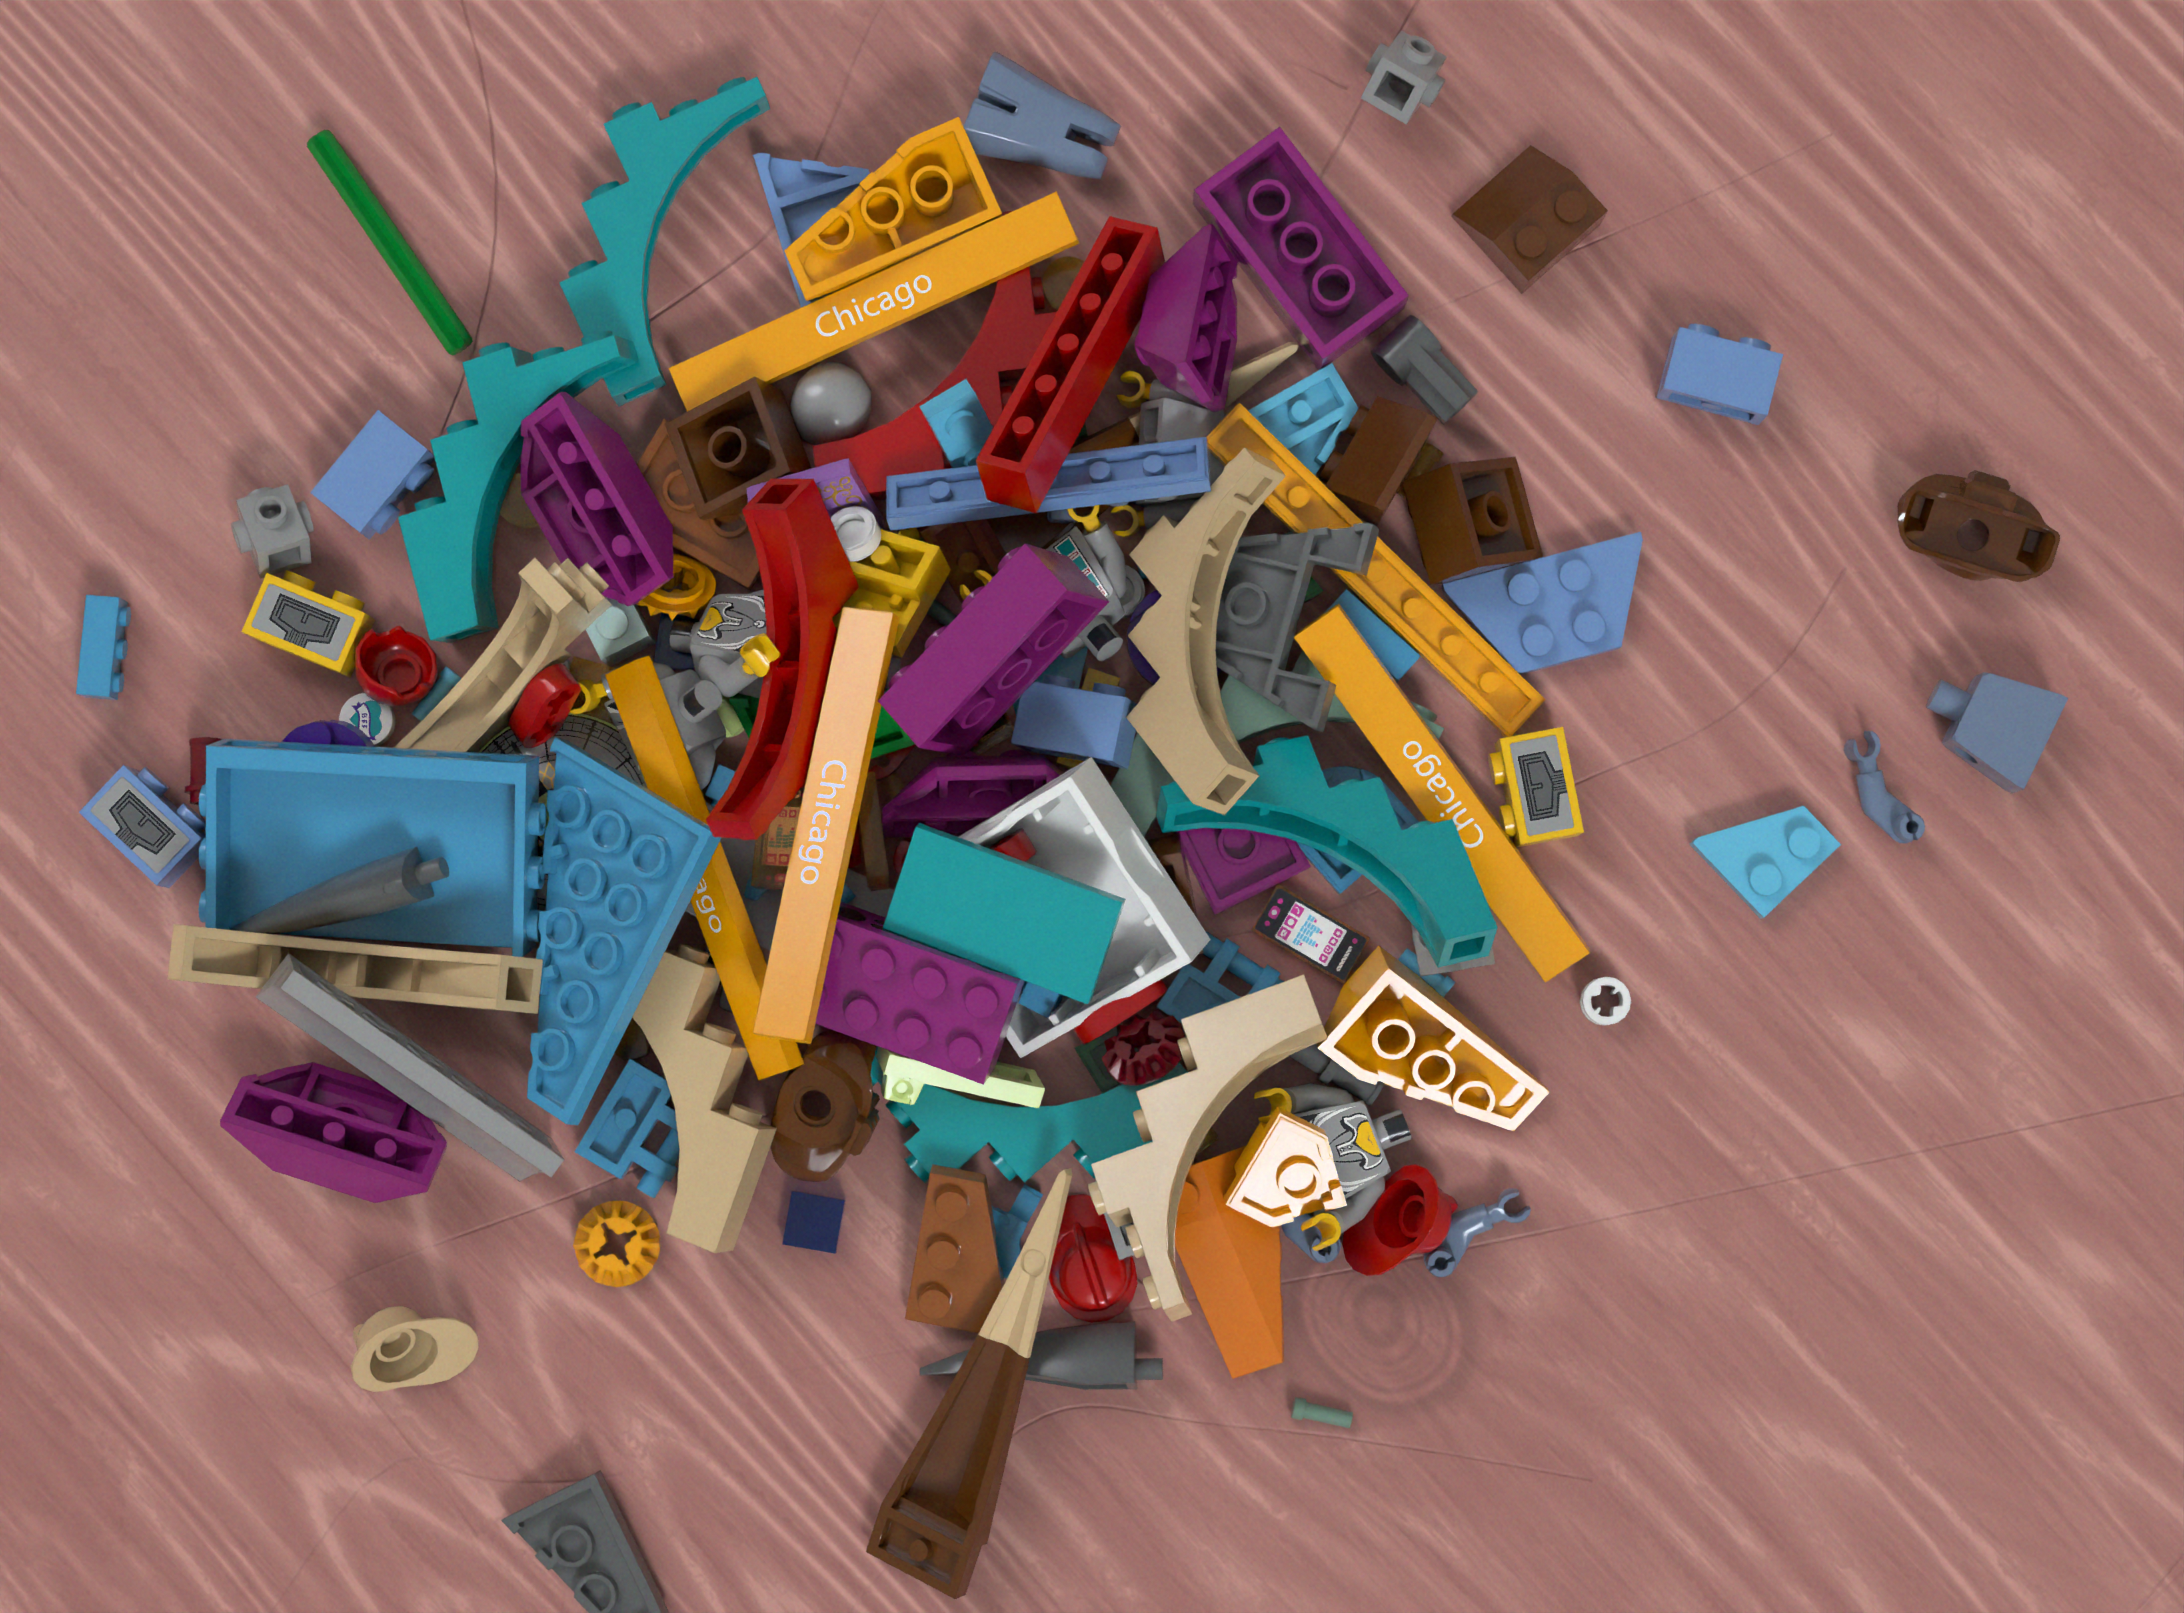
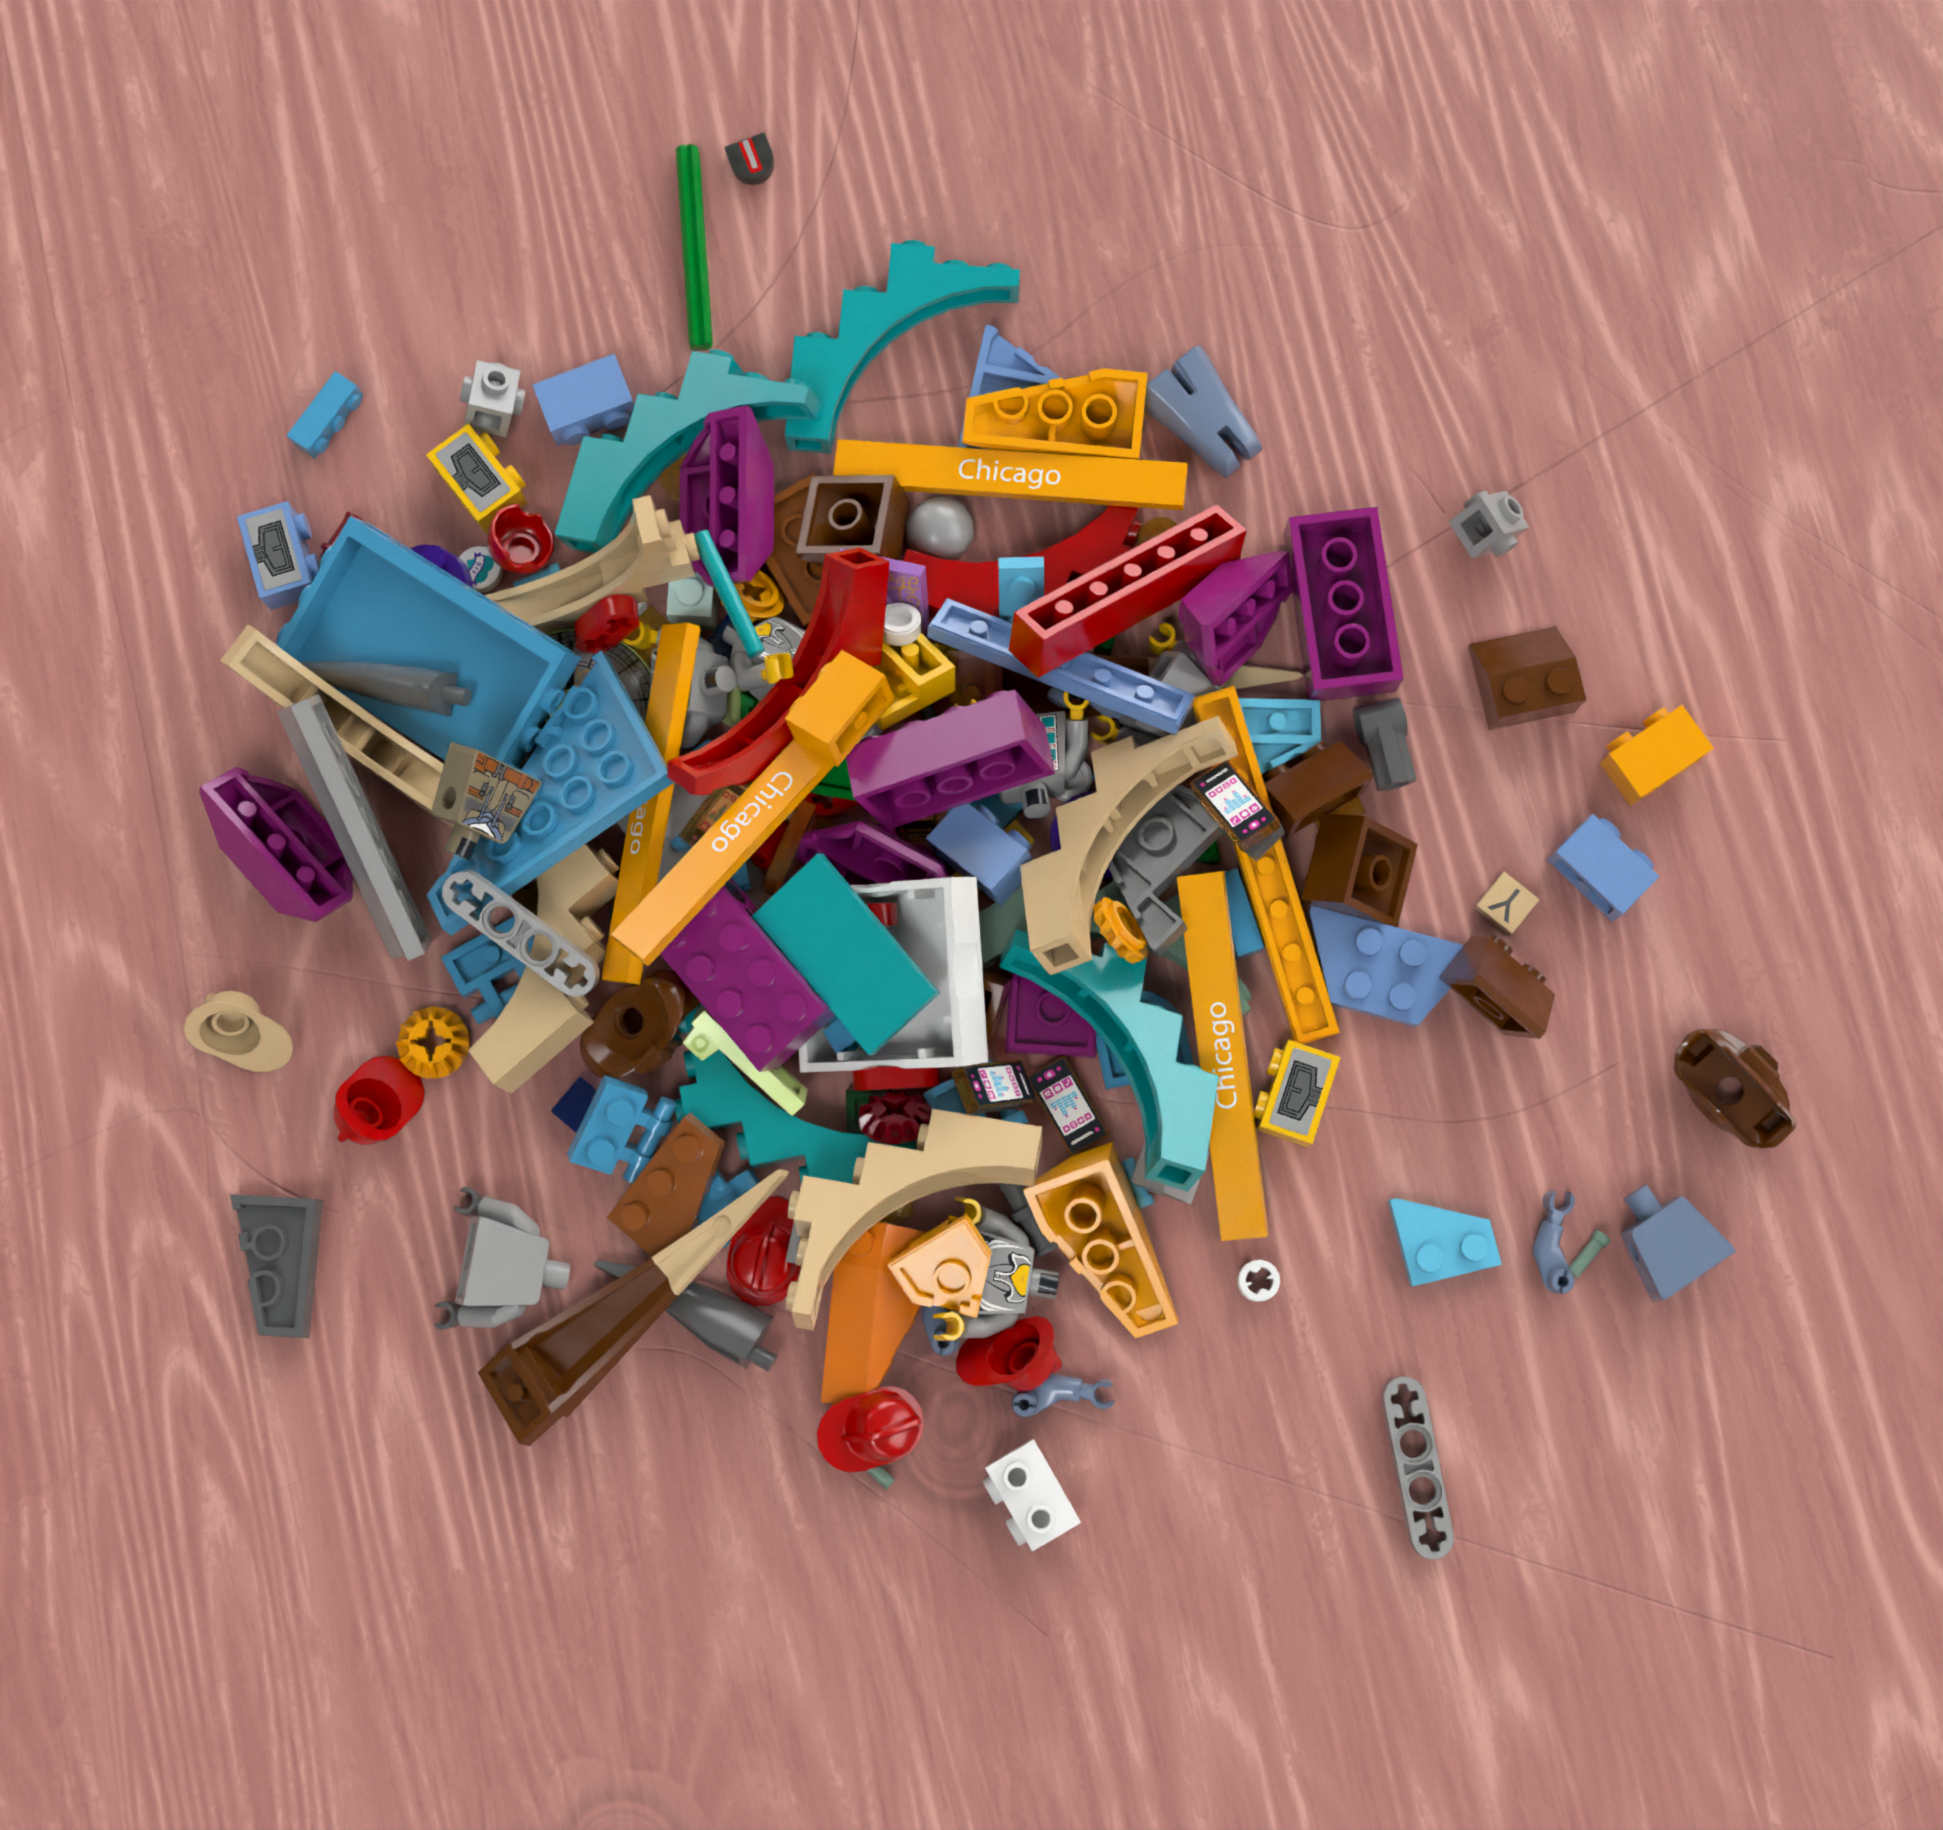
camera: 30 degrees right, 5 degrees down
(394, 111) = (751, 159): none -> pearl dark grey tile
(529, 968) = (480, 798): none -> dark tan torso
(598, 1337) = (377, 1101): none -> red piece
(654, 1073) = (518, 937): none -> light grey beam
(660, 605) = (728, 594): none -> teal bar
(827, 1431) = (500, 1265): none -> light grey torso
(849, 662) = (839, 707): none -> light orange brick
(854, 1222) = (609, 1124): none -> dark azure plate
(1229, 959) = (994, 1086): none -> tile
(1268, 725) = (1120, 930): none -> light orange gear
(1299, 1377) = (870, 1429): none -> red piece
(1312, 529) = (1235, 805): none -> tile
(1499, 1348) = (1031, 1494): none -> white brick
(1641, 467) = (1506, 903): none -> tan tile
(1685, 560) = (1500, 987): none -> reddish brown slope
(1708, 226) = (1656, 754): none -> light orange brick
(1863, 1101) = (1410, 1468): none -> light grey beam
(1921, 781) = (1590, 1251): none -> sand green piece

